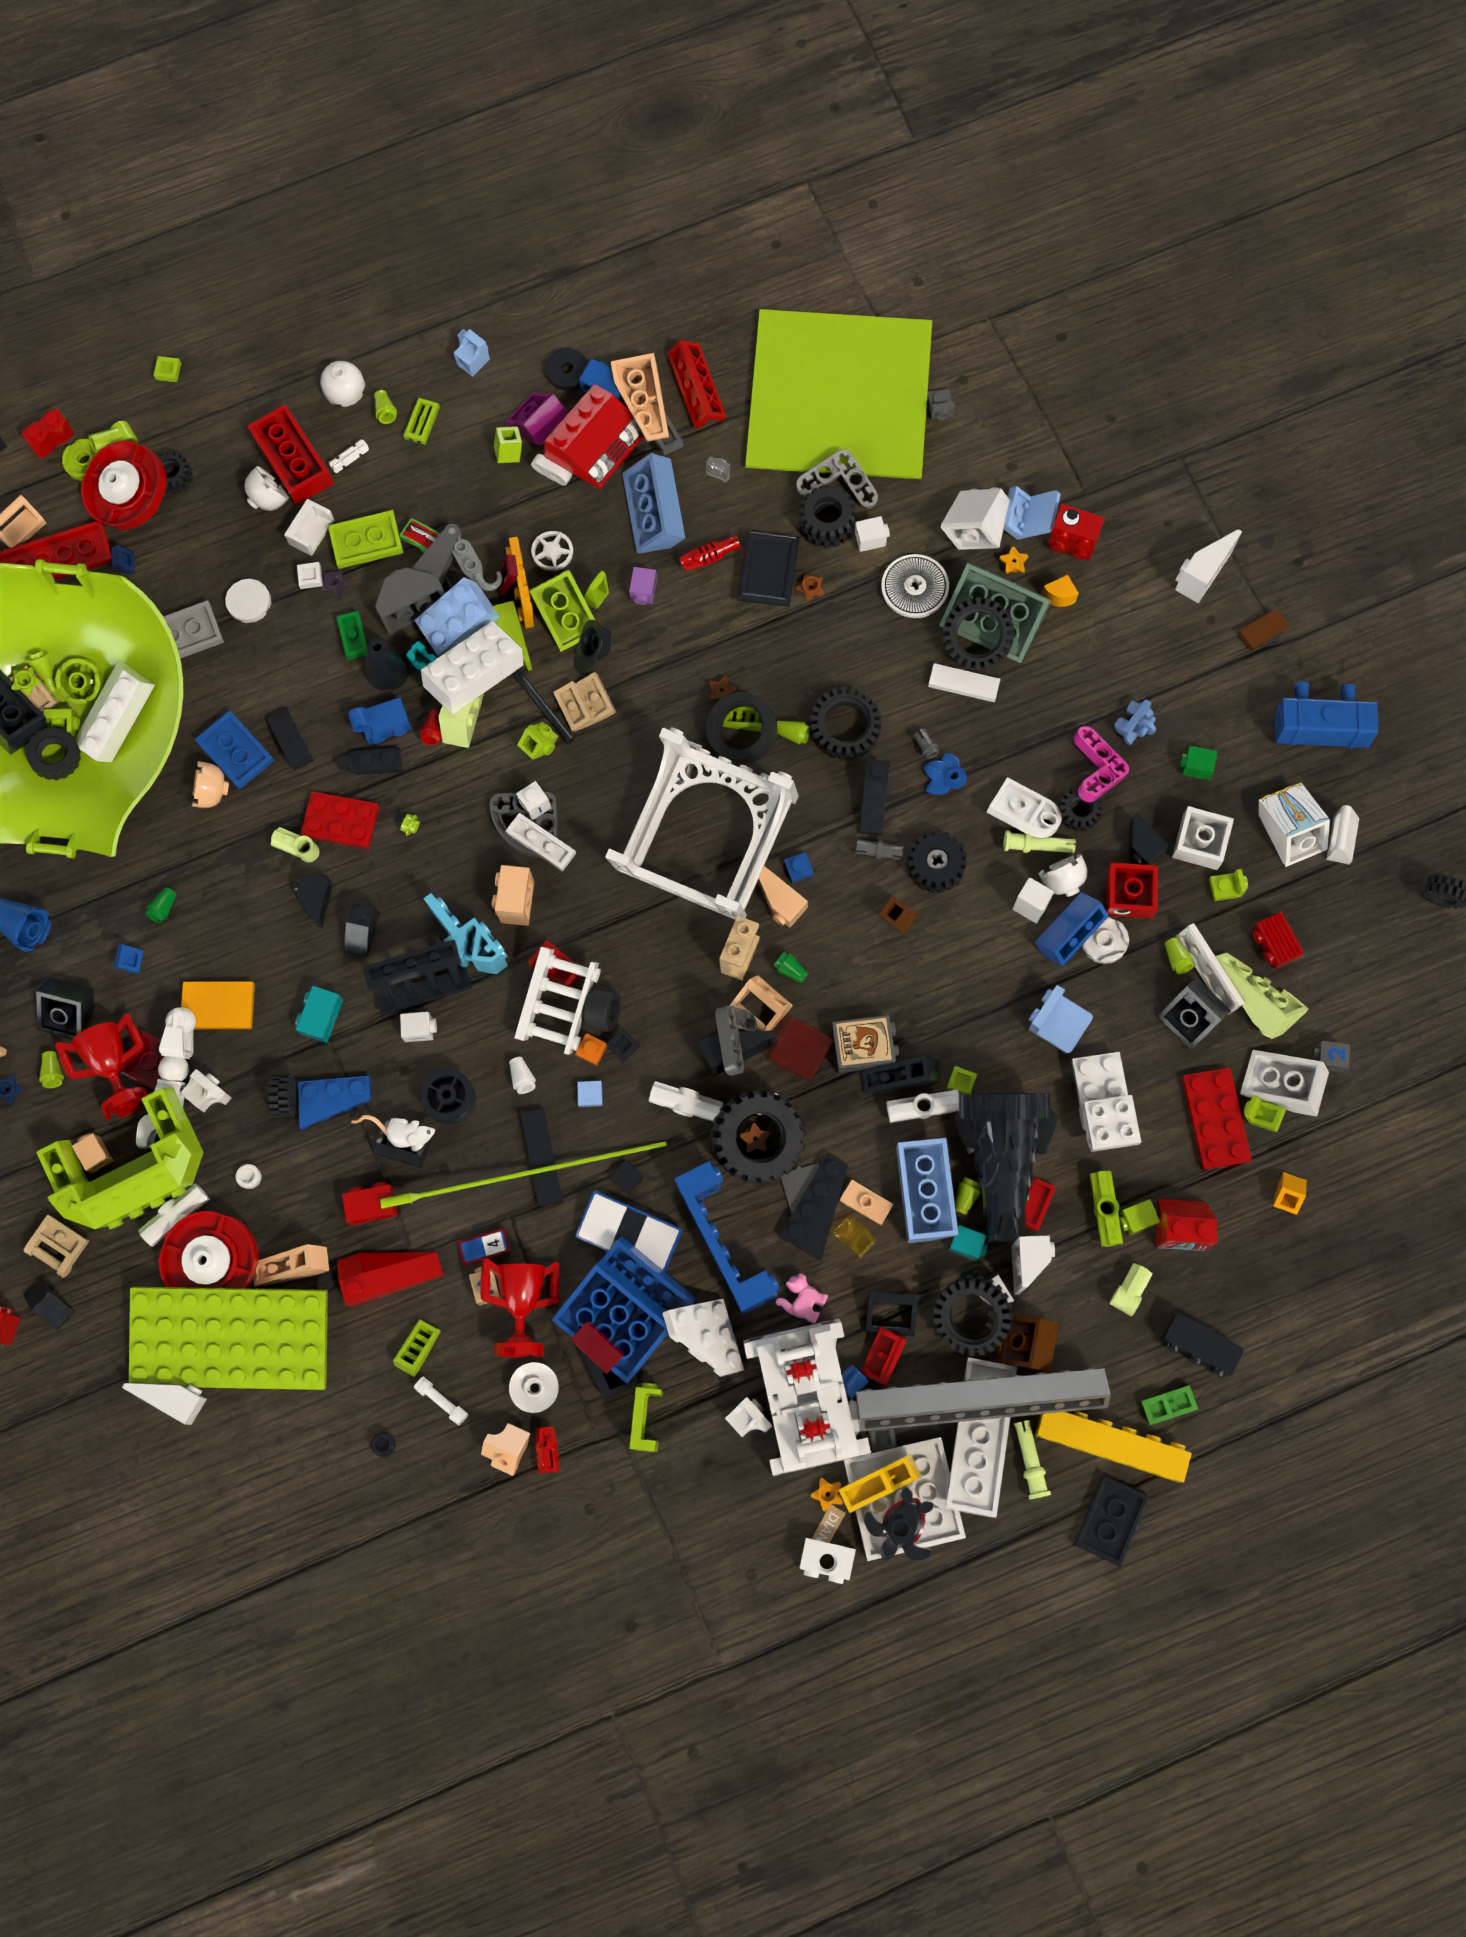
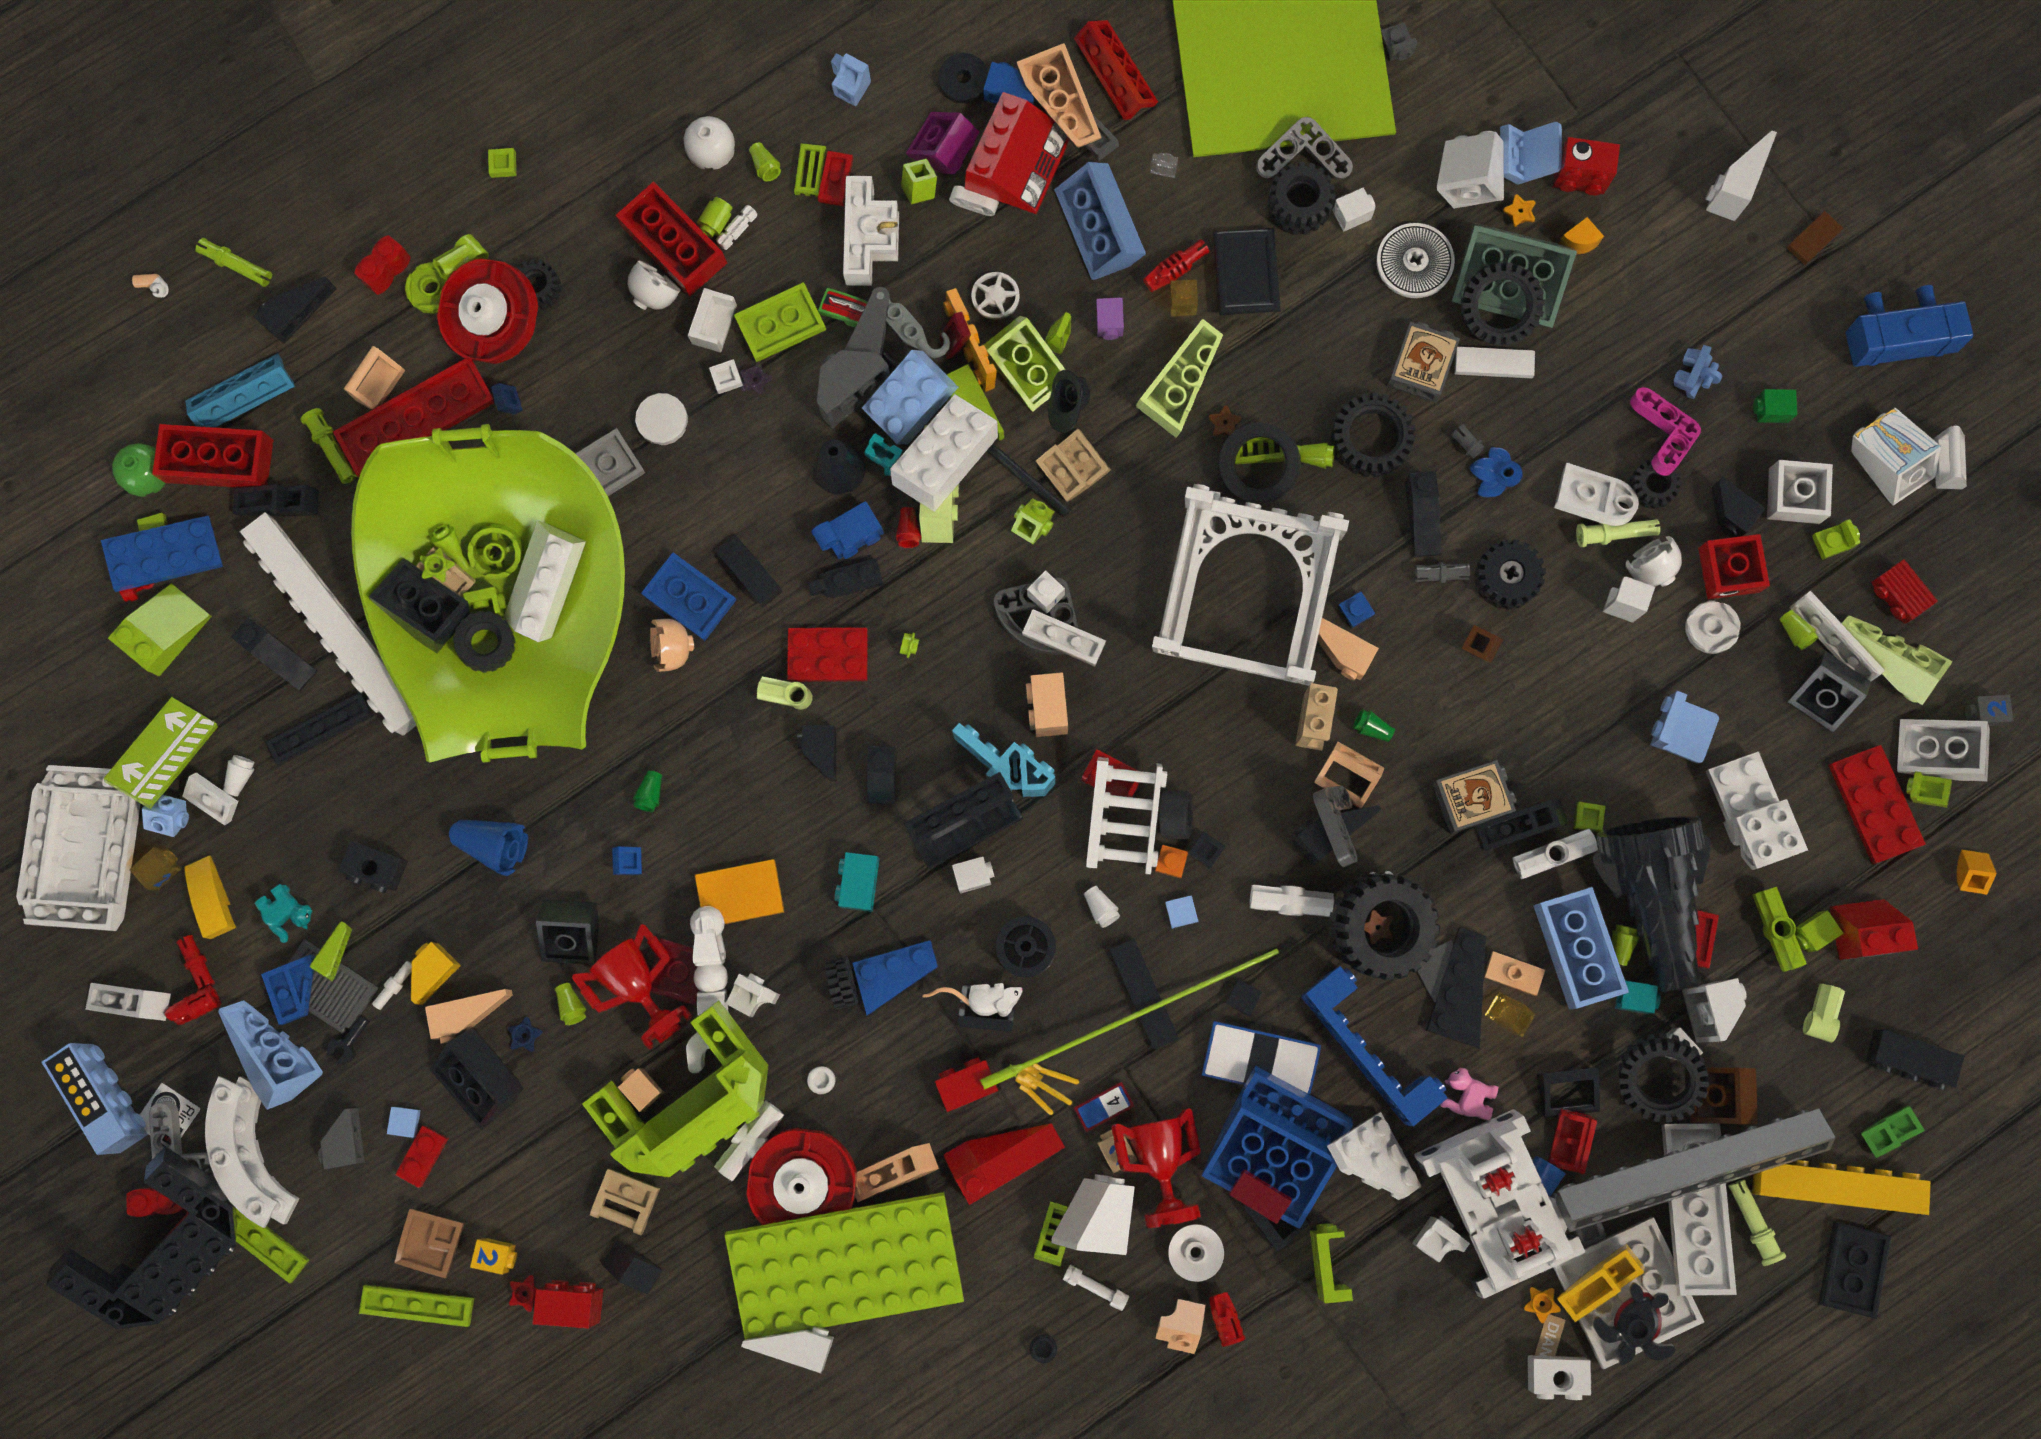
camera: 10 degrees left, 5 degrees up
(331, 444) = (715, 217): none -> lime brick
(352, 635) = (792, 437): green plate -> none
(427, 1209) = (1030, 1078): none -> yellow plant
(440, 431) = (834, 178): none -> red plate
(453, 1337) = (1097, 1217): none -> white slope
(456, 477) = (869, 230): none -> white piece
(689, 647) = (1176, 387): none -> yellowish green wedge
(709, 580) = (1183, 297): none -> clear yellow brick
(801, 1049) = (1405, 816): clear red plate -> none
(811, 581) = (1297, 276): dark orange plate -> none
(902, 670) = (1423, 361): none -> brick
(1072, 929) = (1676, 622): blue brick -> none

